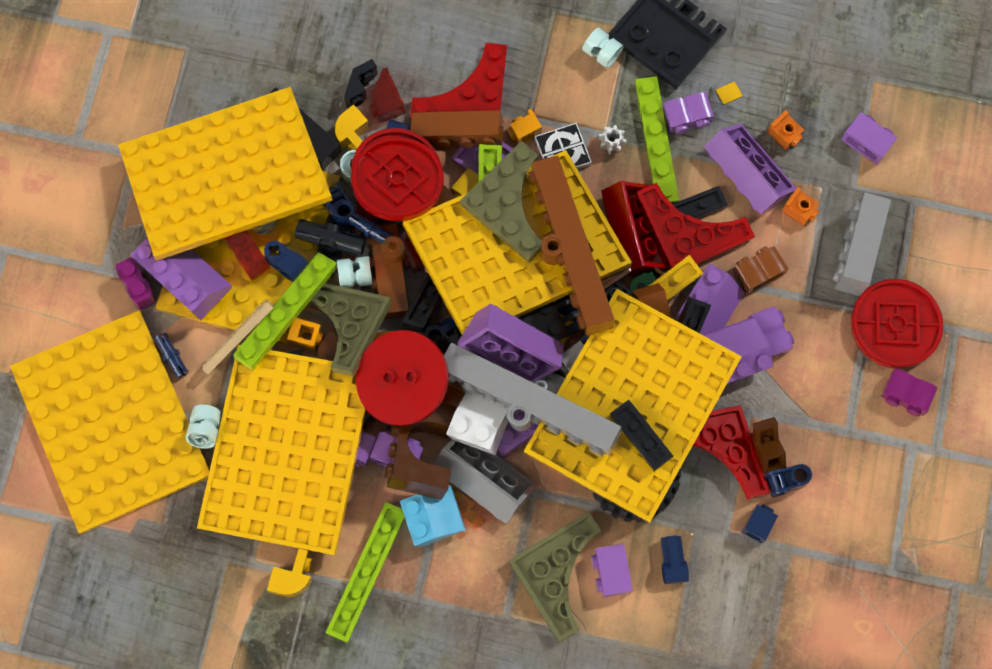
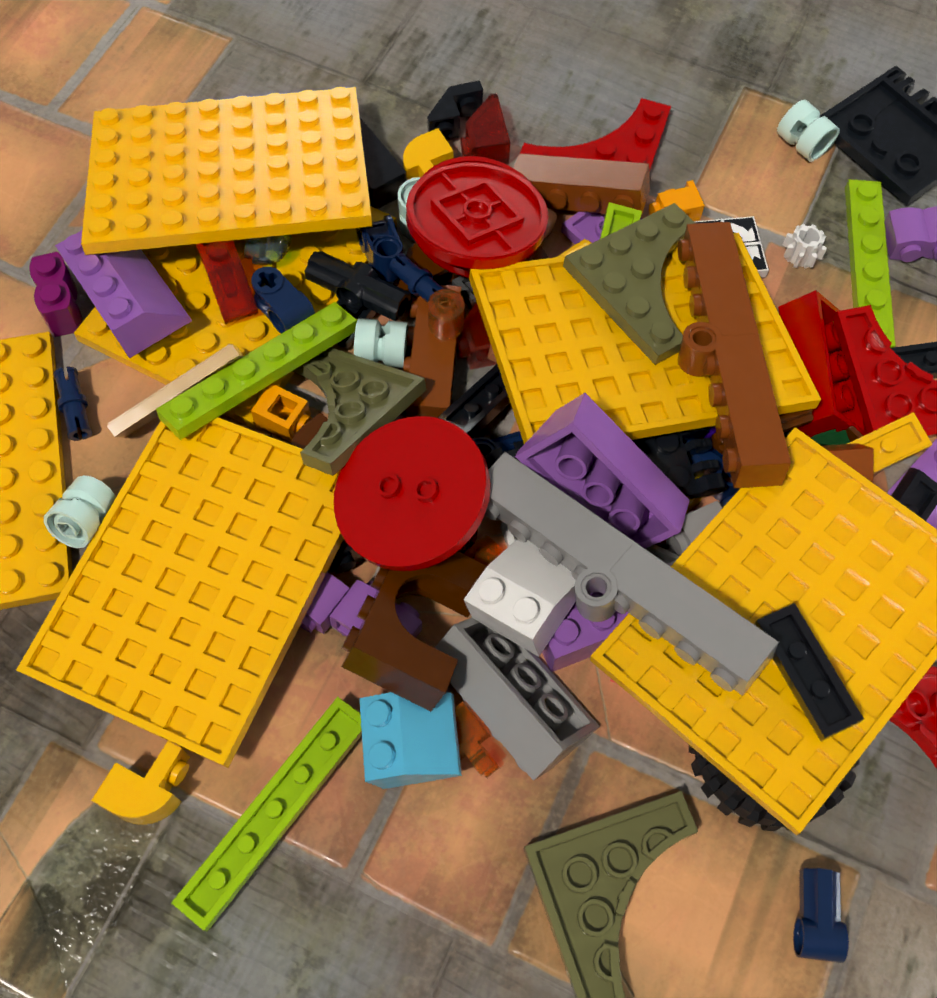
camera: 15 degrees right, 10 degrees down
(612, 571) = (706, 909): medium lavender brick -> none

